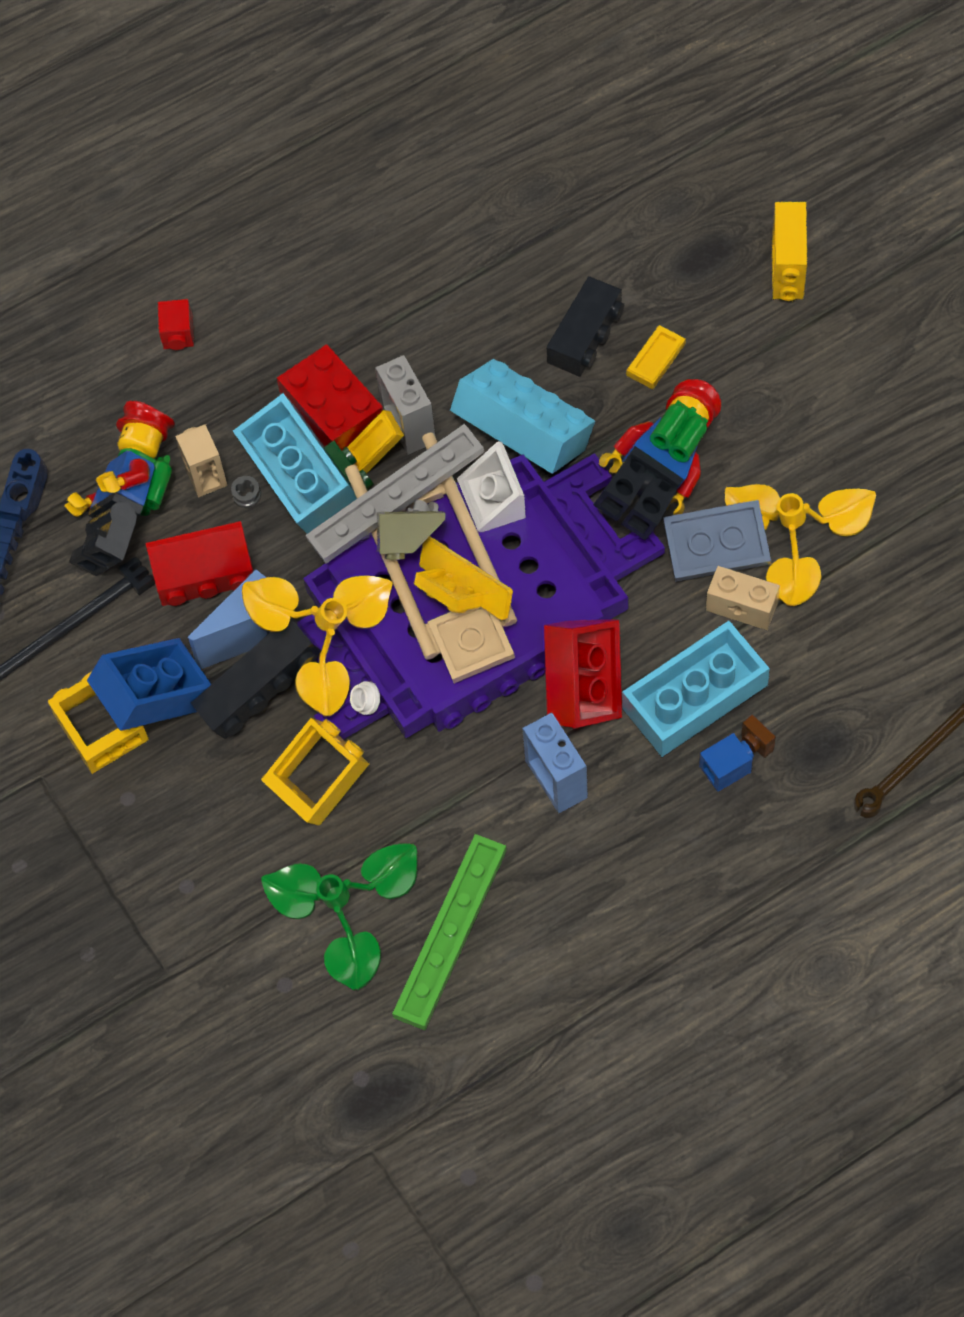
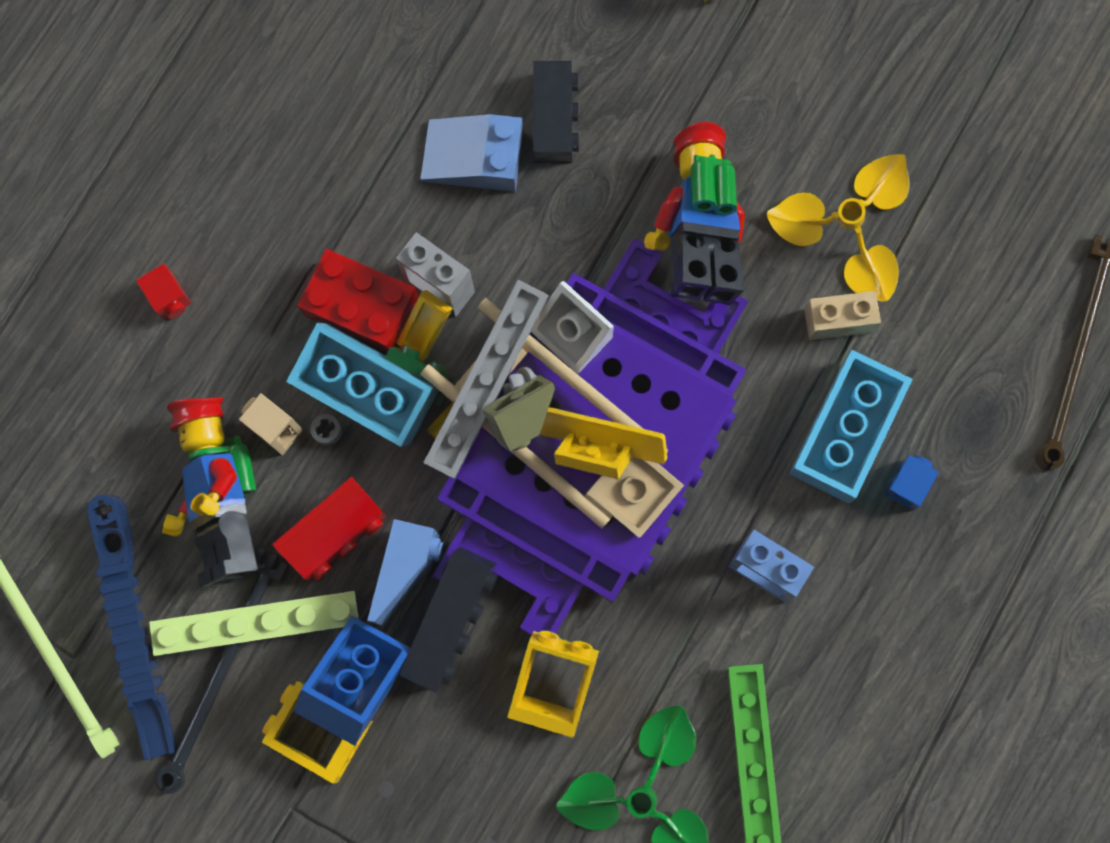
camera: 30 degrees left, 15 degrees up
(92, 609) = (252, 623): none -> yellowish green plate
(359, 598) = (513, 501): yellow plant -> none
(365, 698) = (563, 591): white plate -> none
(500, 329) = (473, 151): none -> medium blue slope
(522, 415) = (549, 233): medium azure brick -> none
(583, 671) = (746, 465): red slope -> none
(655, 357) = (632, 111): yellow tile -> none
(716, 537) = (790, 270): sand blue plate -> none
(758, 736) = (926, 444): reddish brown plate -> none

